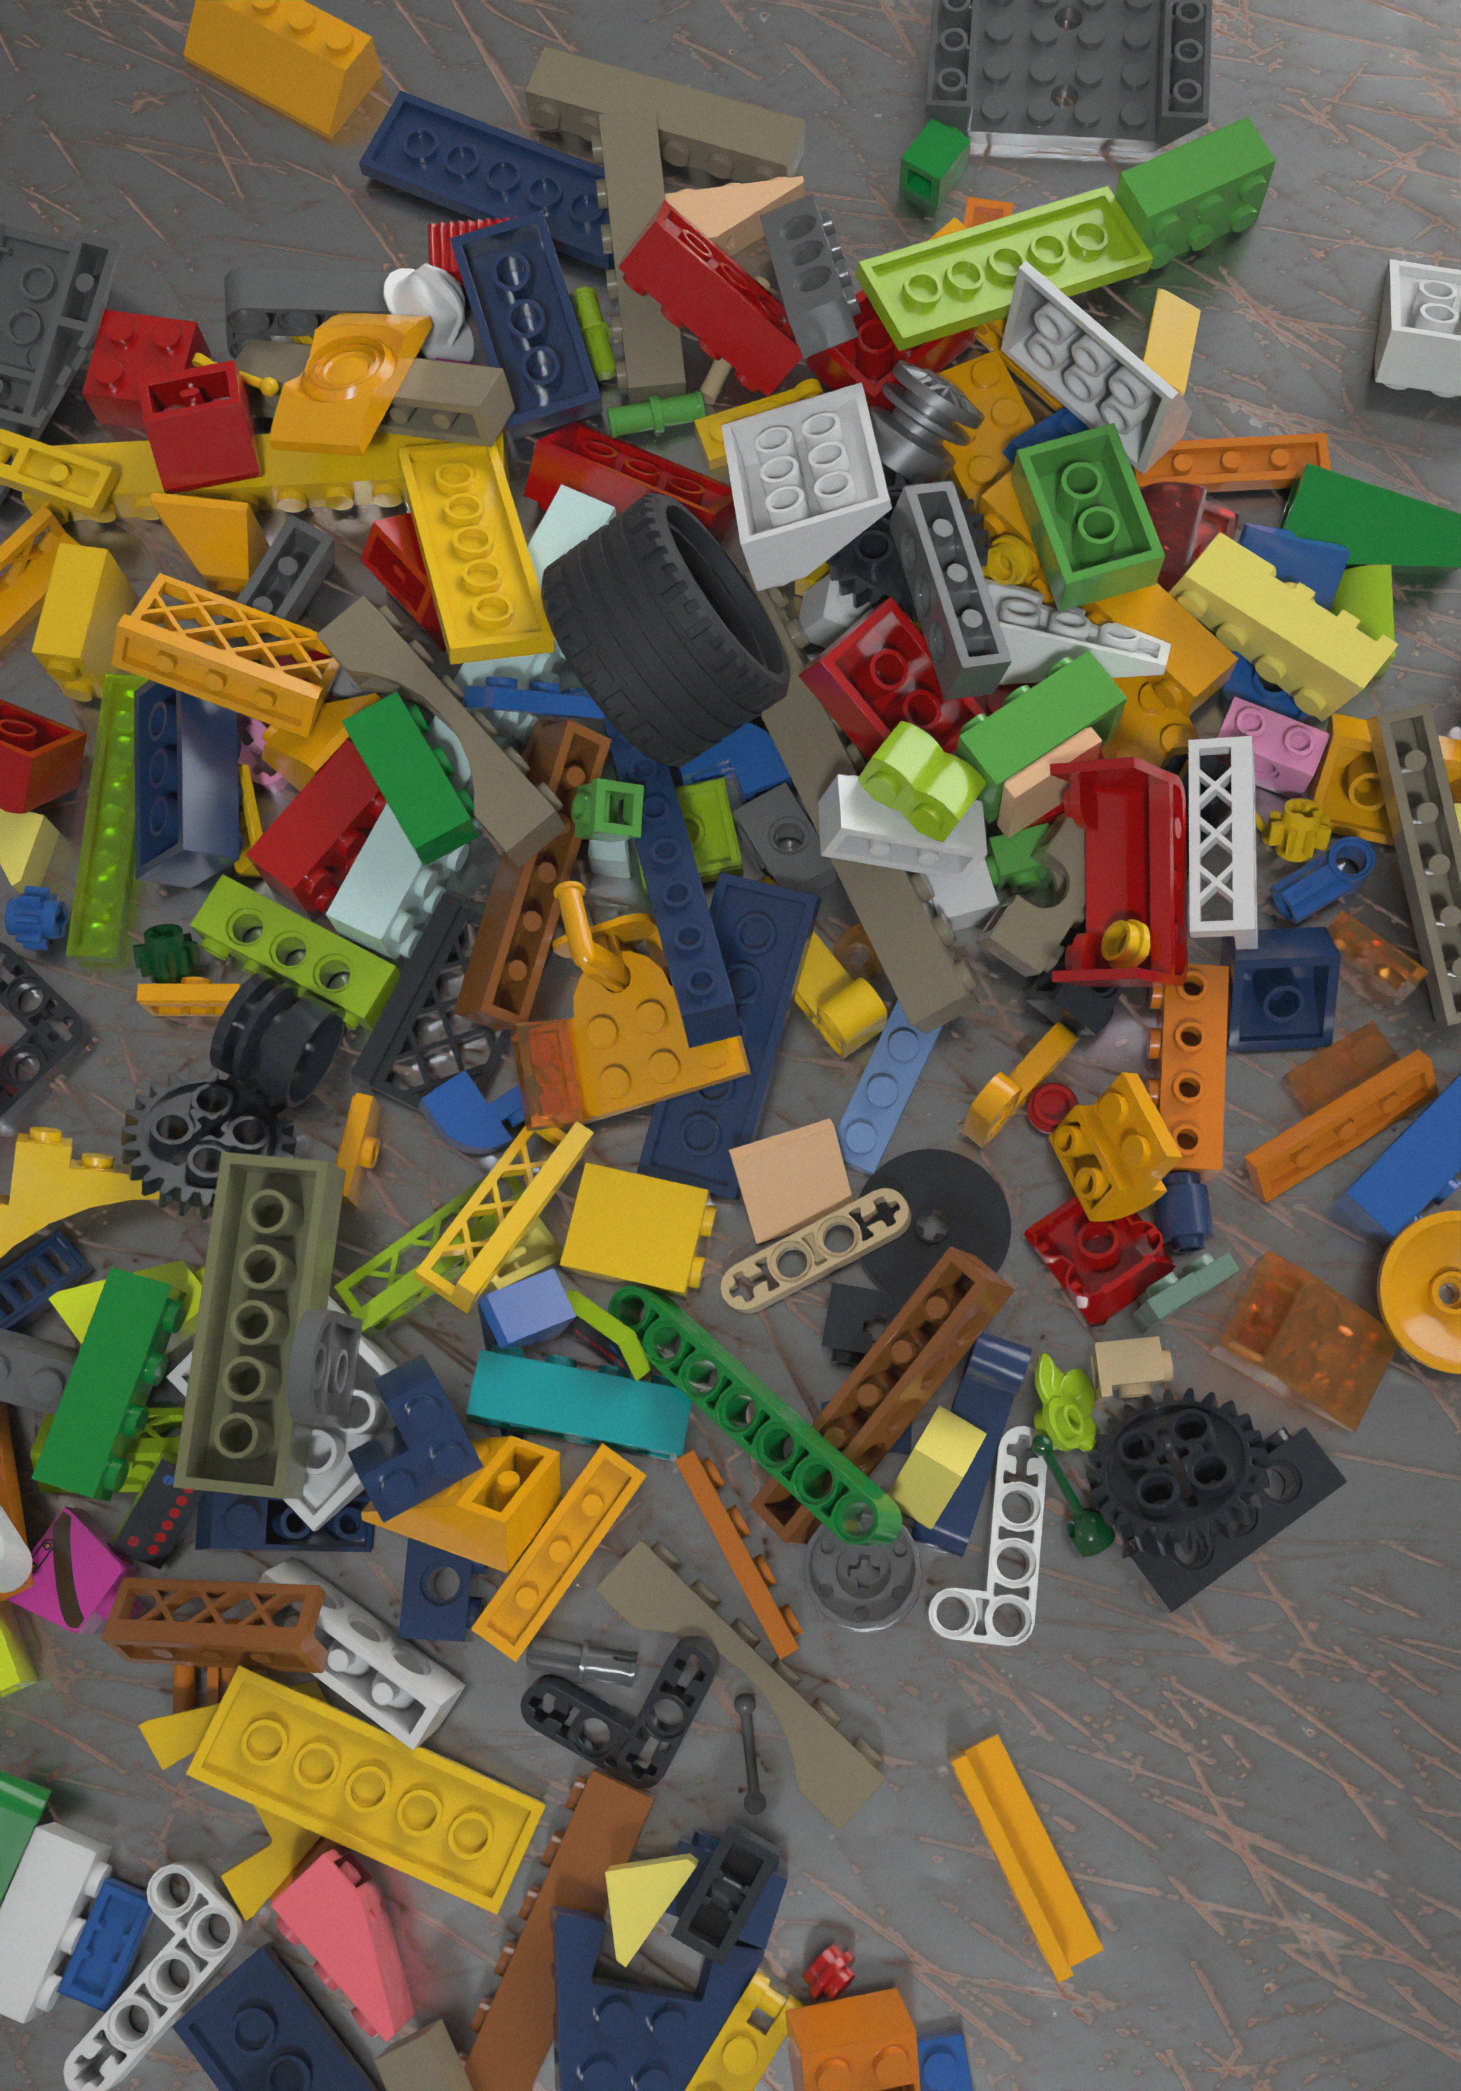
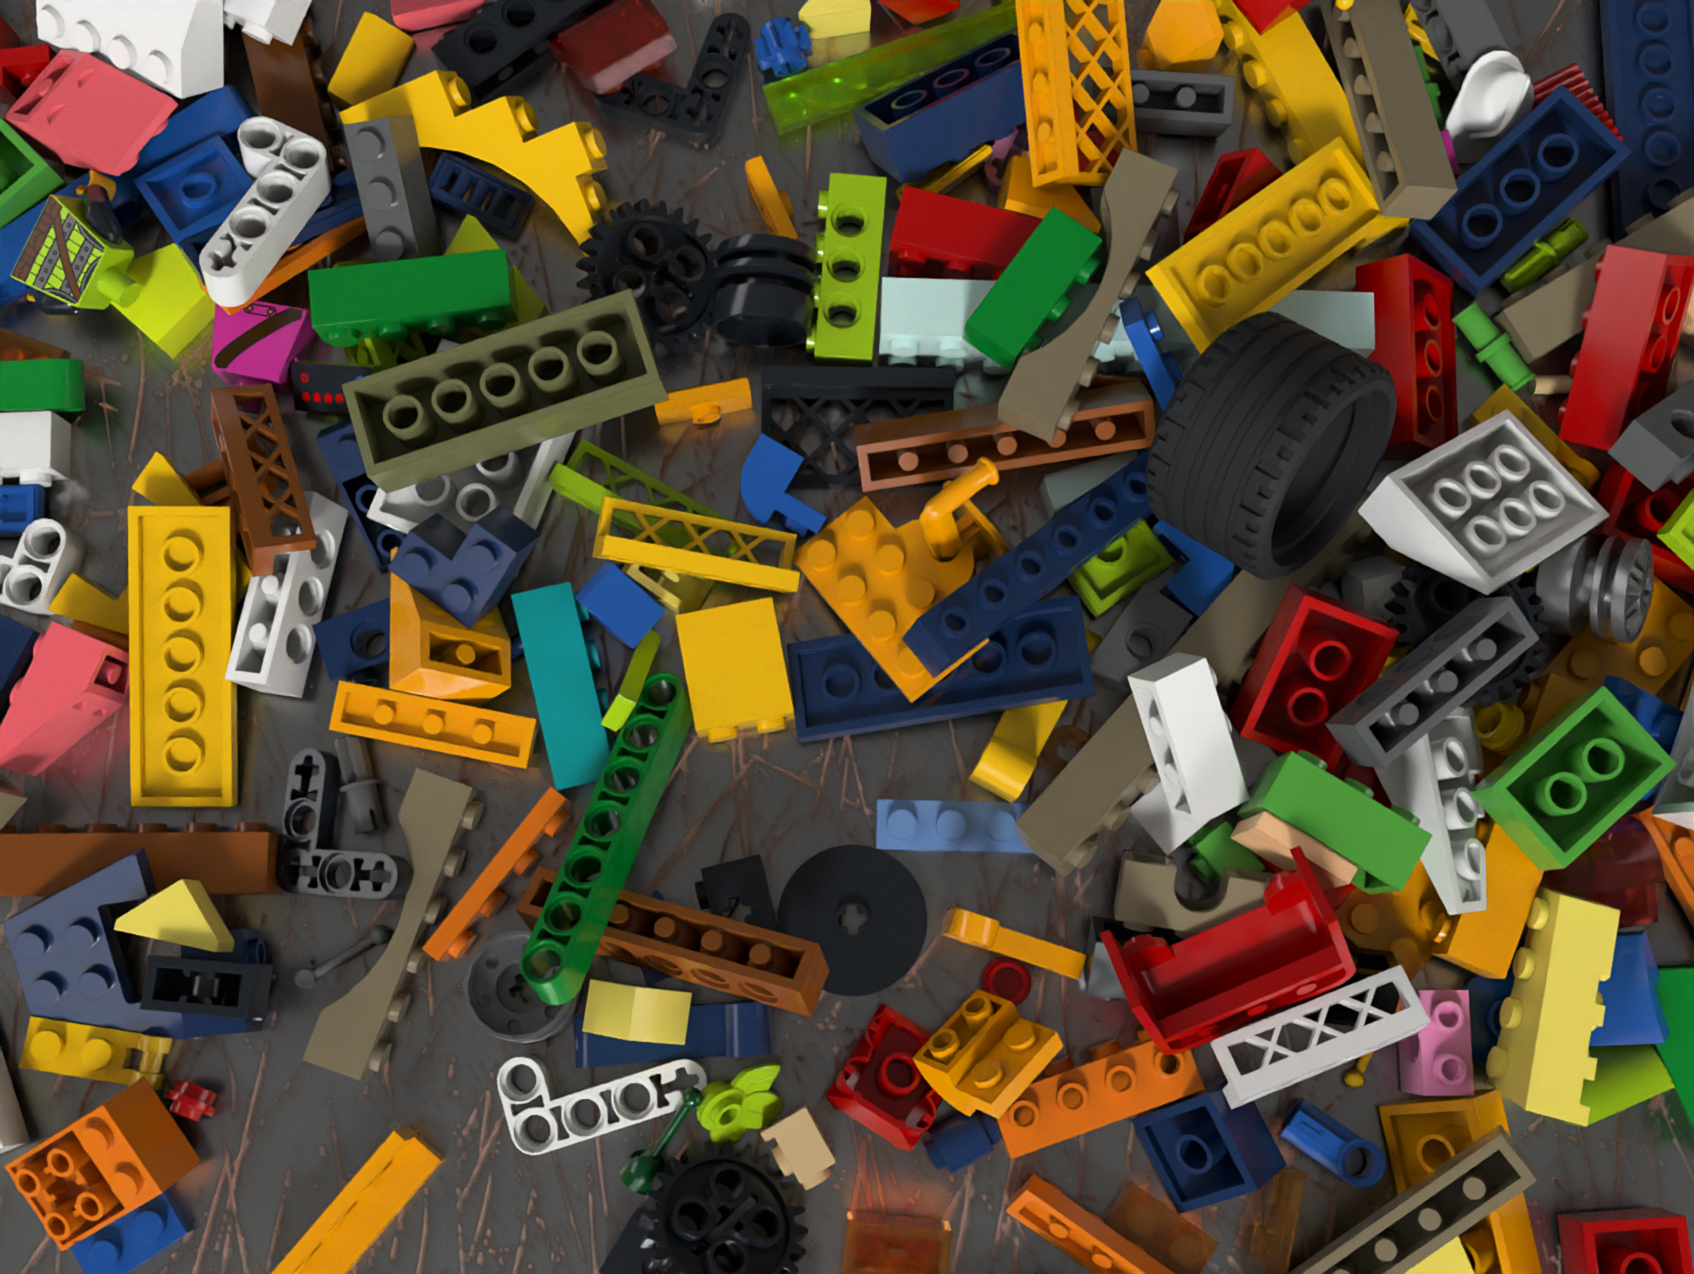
camera: 55 degrees right, 5 degrees up
(166, 954) = (799, 166): dark green gear -> none
(323, 1368) = (485, 458): dark grey plate -> none
(347, 382) = (1378, 62): light orange slope -> none
(546, 1074) = (829, 528): clear orange plate -> none
(596, 810) = (1080, 463): bright green brick -> none
(791, 1179) = (835, 781): light nougat tile -> none
(812, 1243) = (788, 824): tan beam -> none
(921, 781) = (1234, 736): lime brick -> none
(1126, 943) = (1173, 986): yellow plate -> none
(1172, 1295) = (873, 1157): sand green plate -> none
(1299, 830) = (1368, 1102): yellow gear -> none

